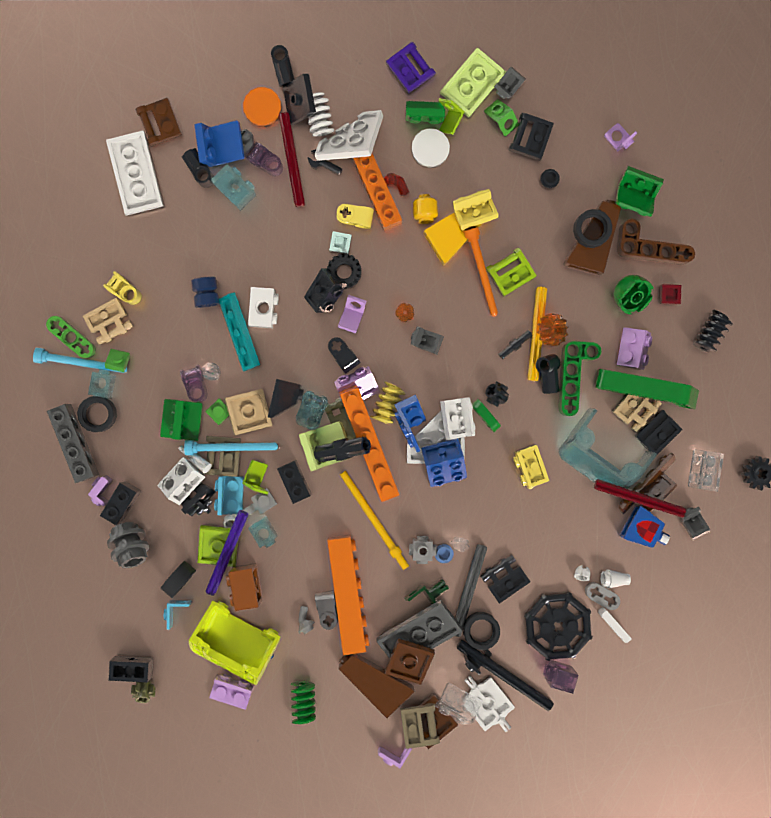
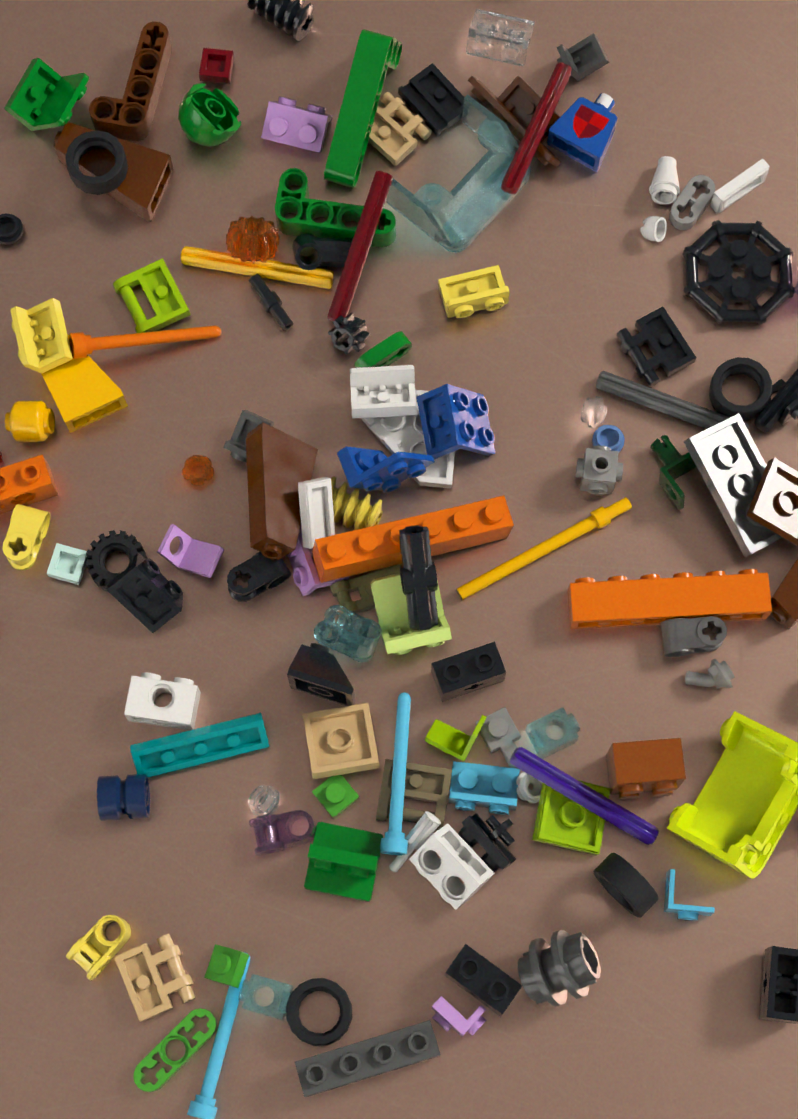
camera: 80 degrees left, 15 degrees down
(378, 386) = (316, 510): none -> white tile
(392, 361) = (273, 473): none -> reddish brown slope
(552, 396) = (360, 245): none -> dark red axle

